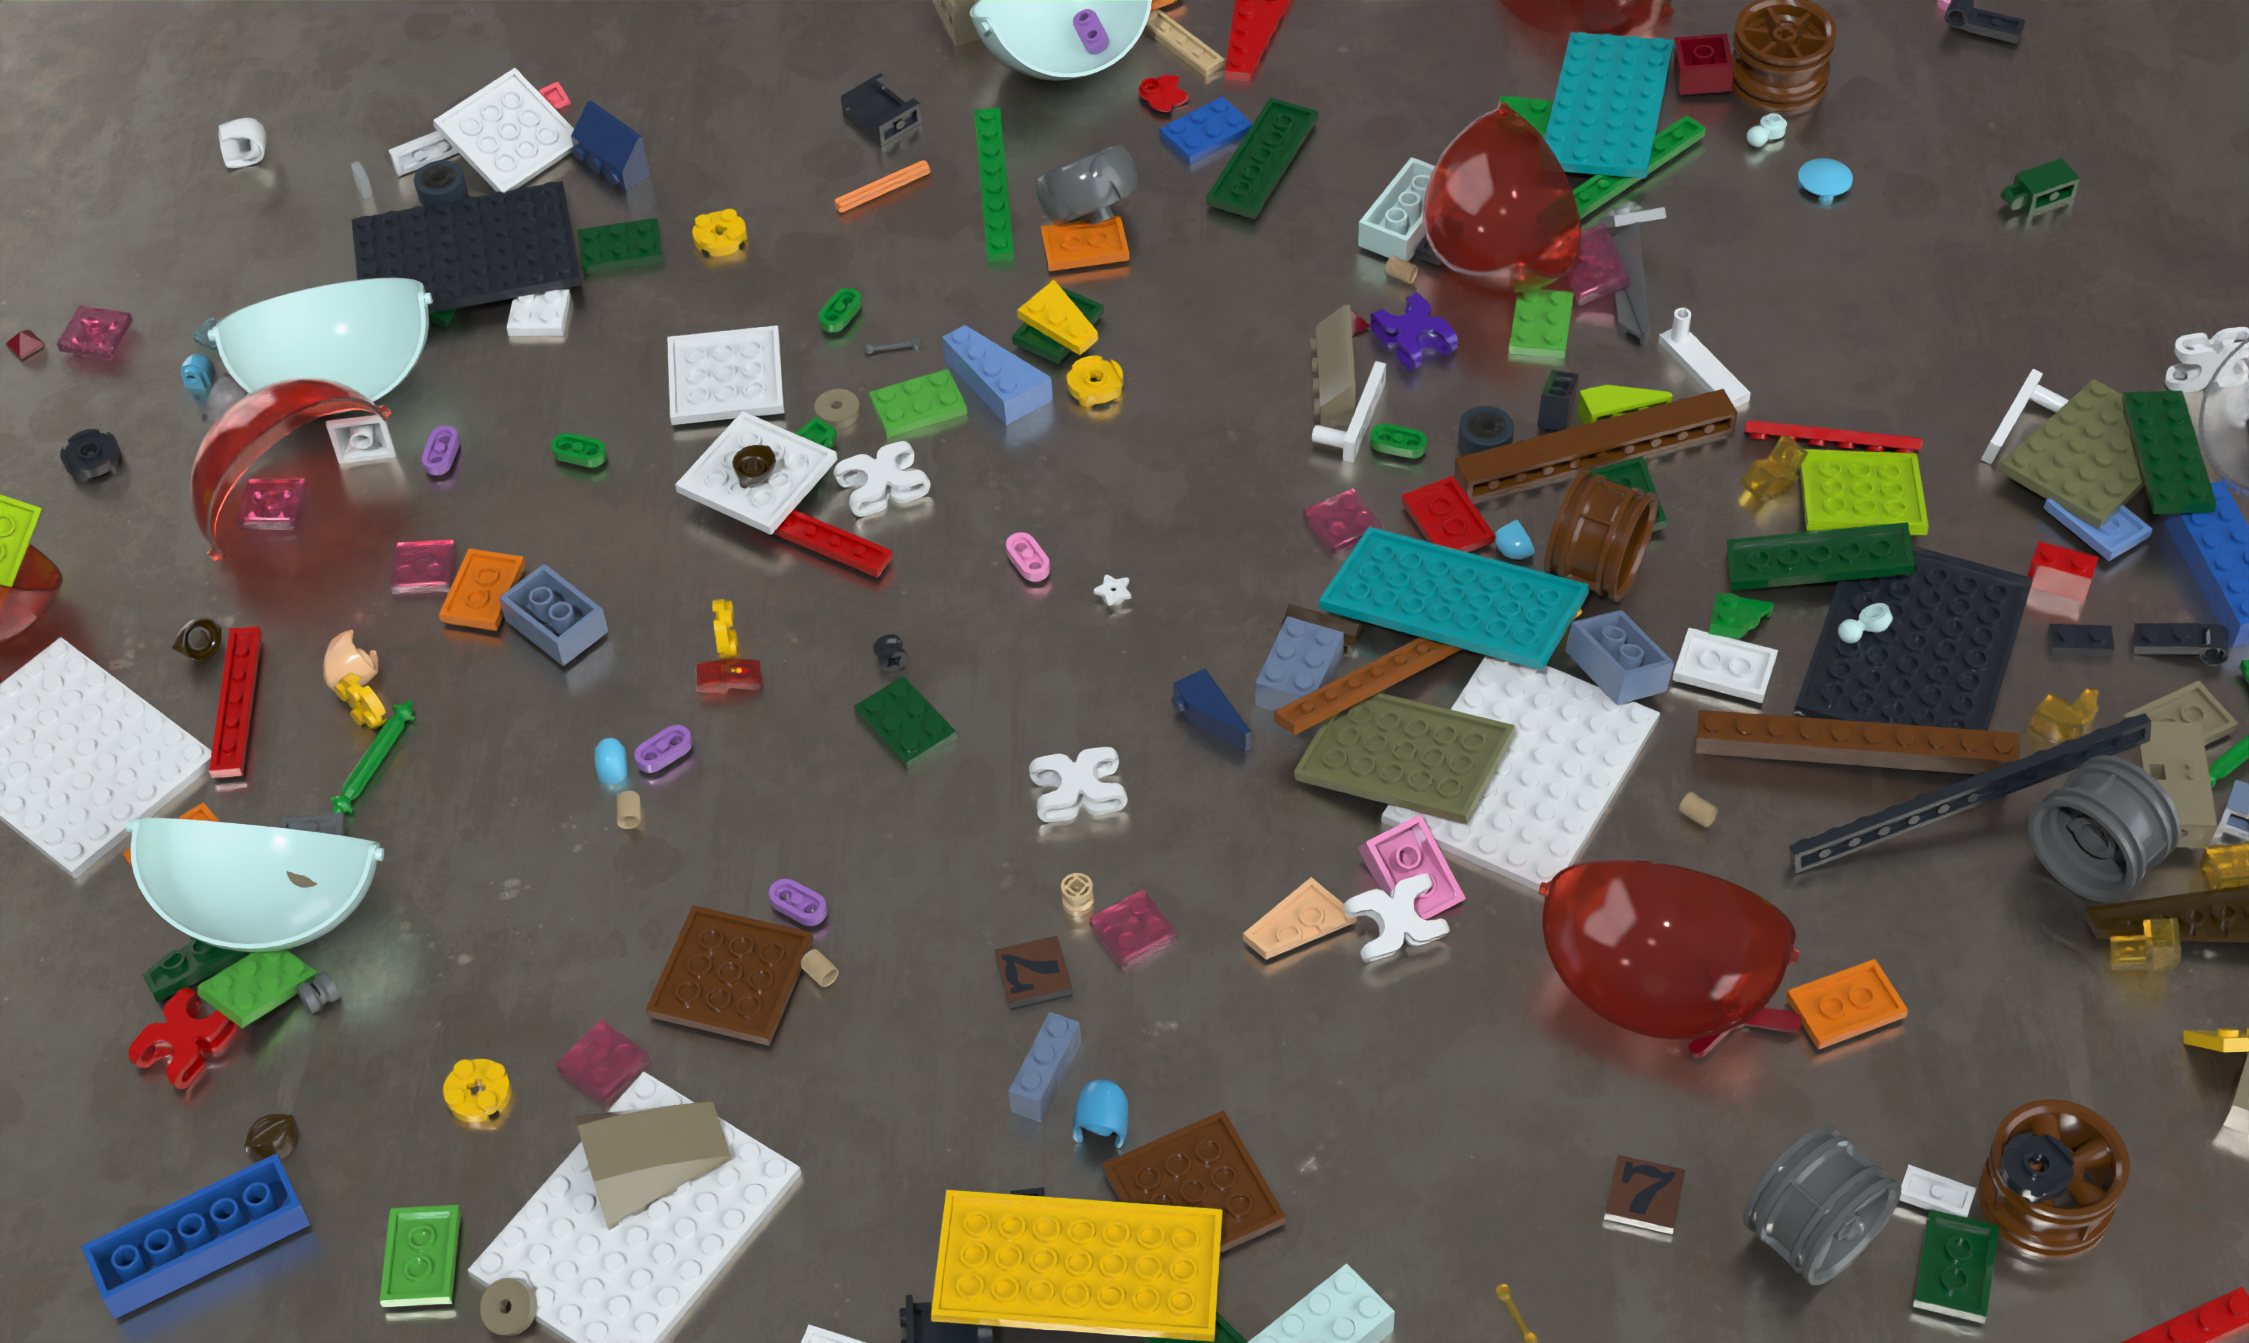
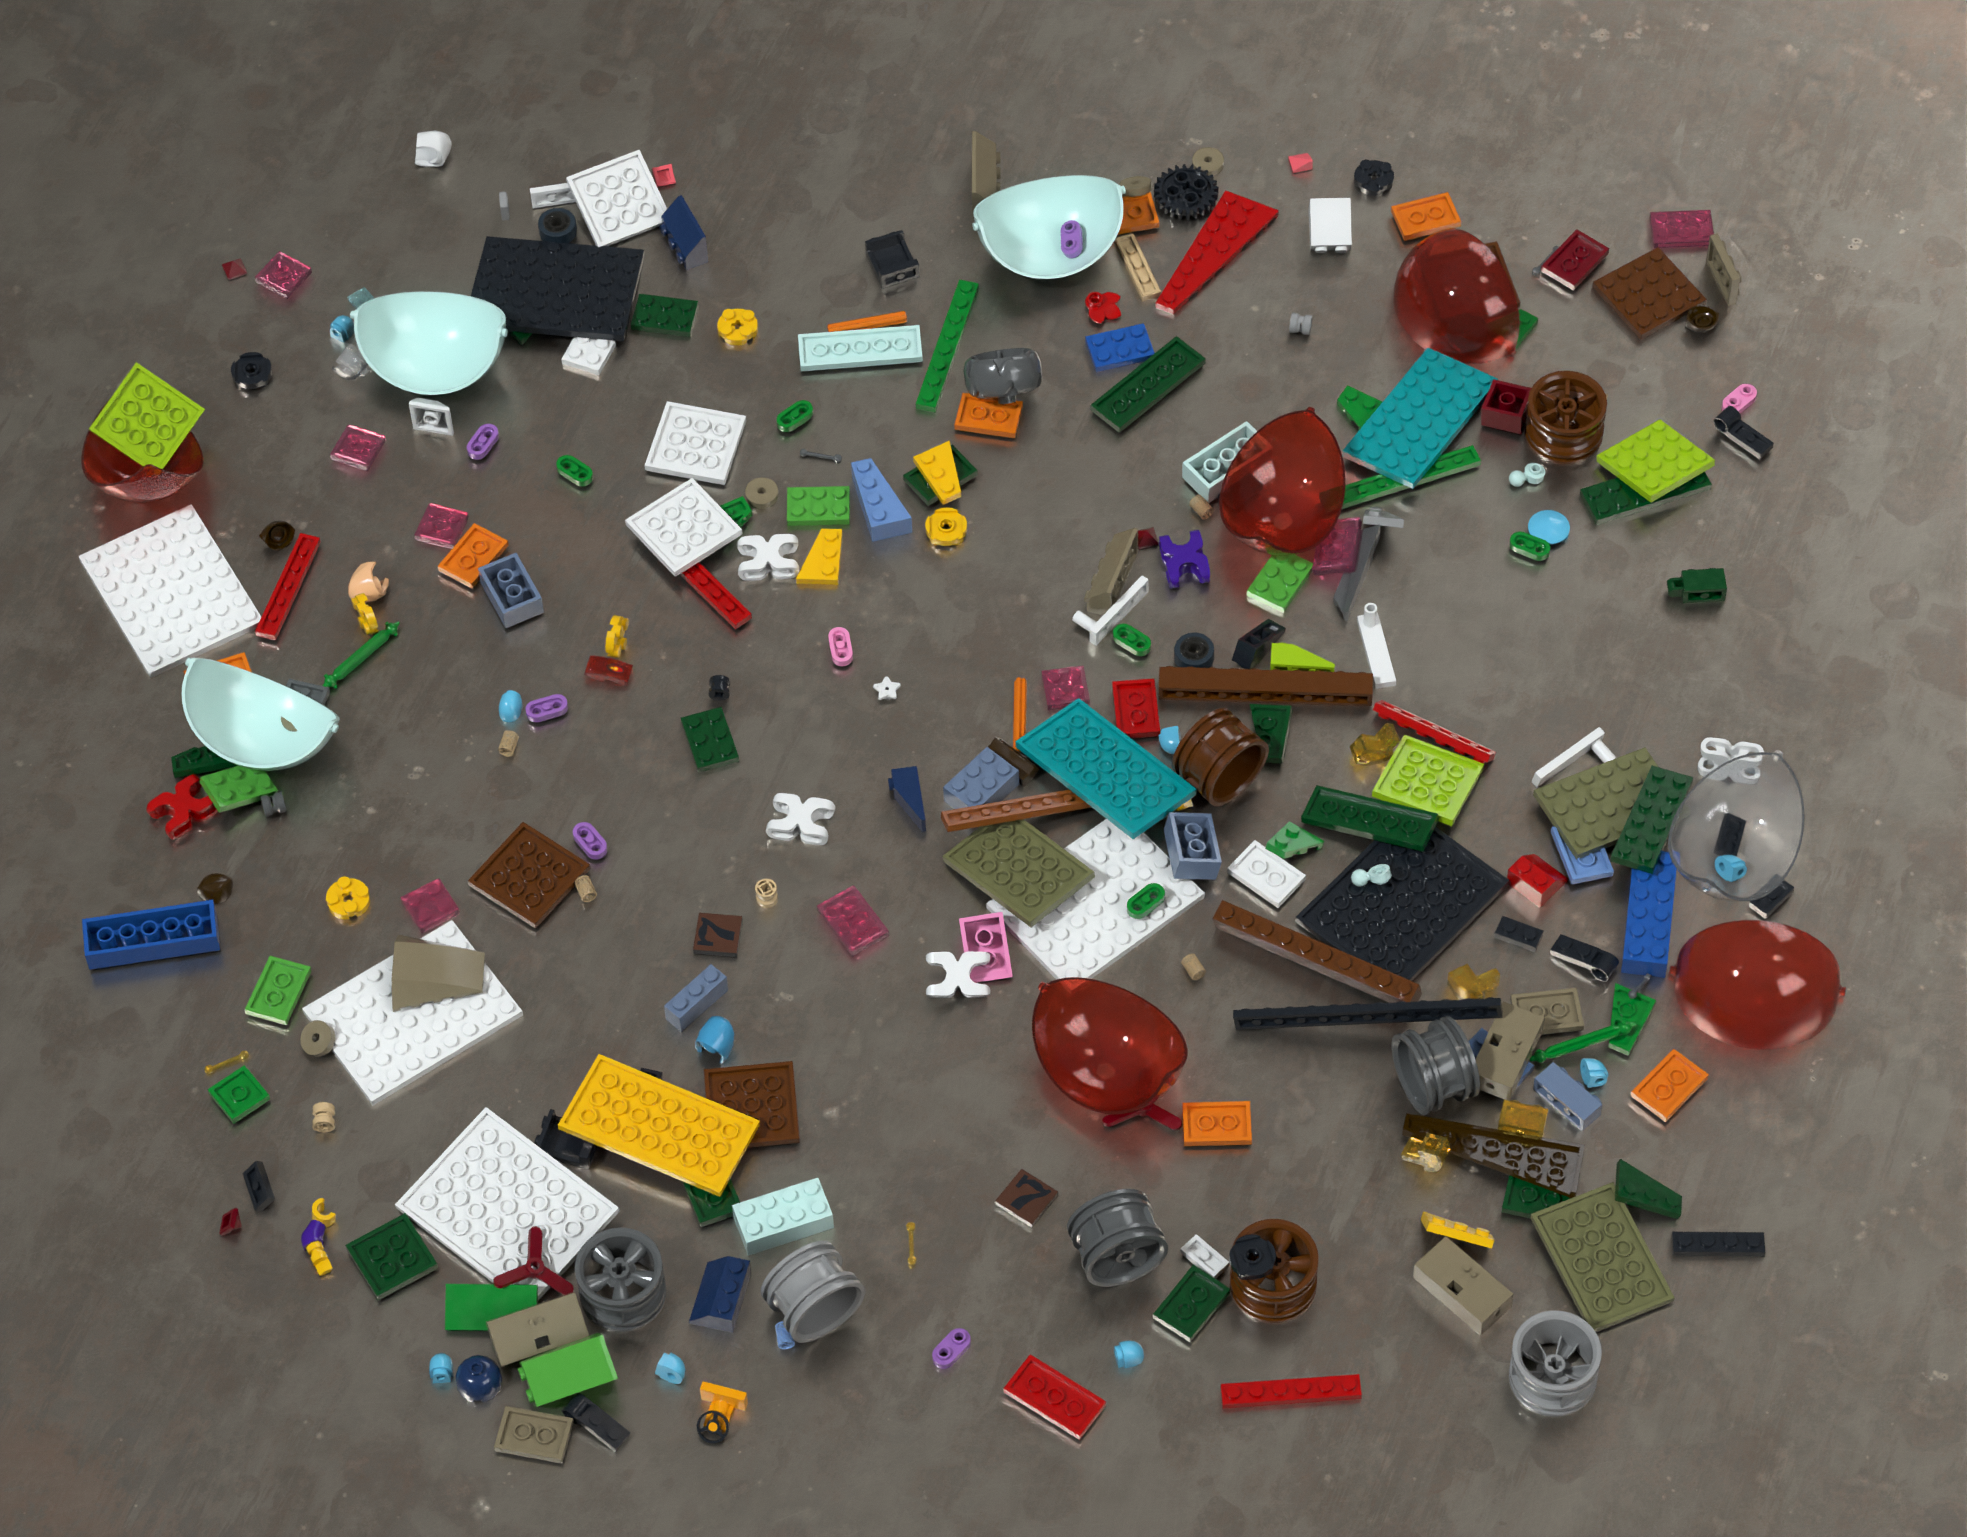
camera: 20 degrees right, 5 degrees up
(251, 429) = (352, 395): clear red windscreen -> none
(754, 465) = (680, 523): dark brown hat -> none
(886, 214) = (860, 348): none -> light aqua plate
(954, 462) = (823, 559): none -> yellow wing
(1133, 929) = (793, 927): clear pink plate -> none
(1213, 893) = (853, 920): none -> clear pink plate
(1297, 920) = (897, 955): light nougat wing -> none
(1300, 566) = (1020, 701): none -> orange axle
(1409, 47) = (1296, 321): none -> light grey wheel
(1594, 746) = (1144, 901): none -> green plate
(1817, 202) = (1530, 546): none -> green plate
(1907, 72) = (1655, 460): none -> lime plate
(1909, 108) = (1616, 499): none -> dark green plate

